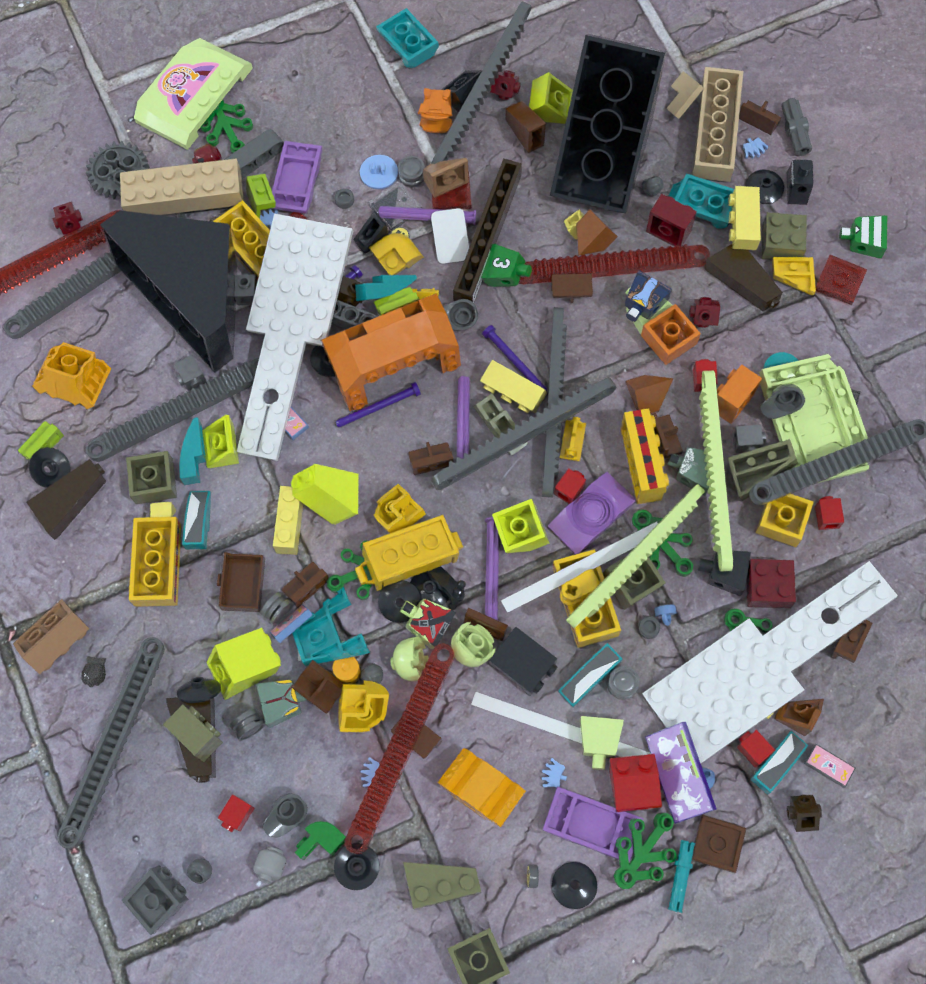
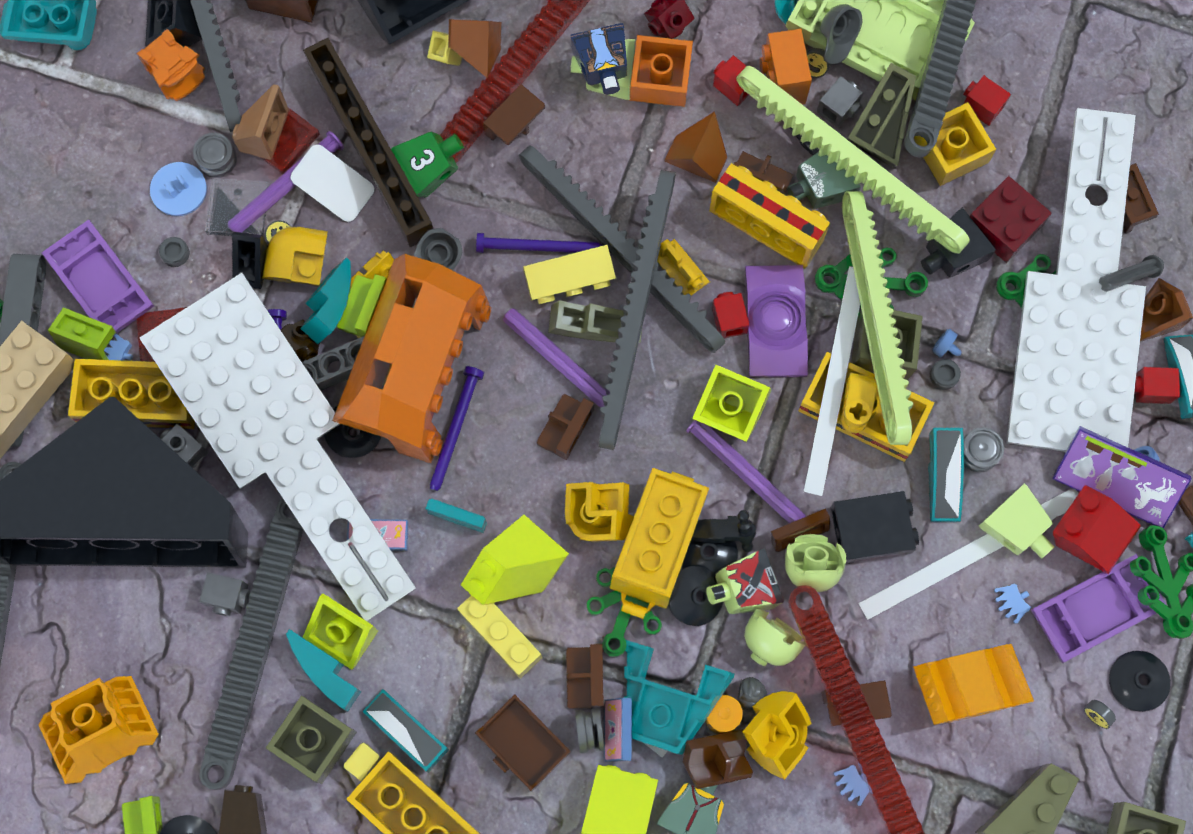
camera: 50 degrees left, 5 degrees up
(331, 446) = (456, 515): none -> teal tile
(754, 407) = (817, 65): none -> tile
(823, 687) = (1151, 267): none -> dark grey axle

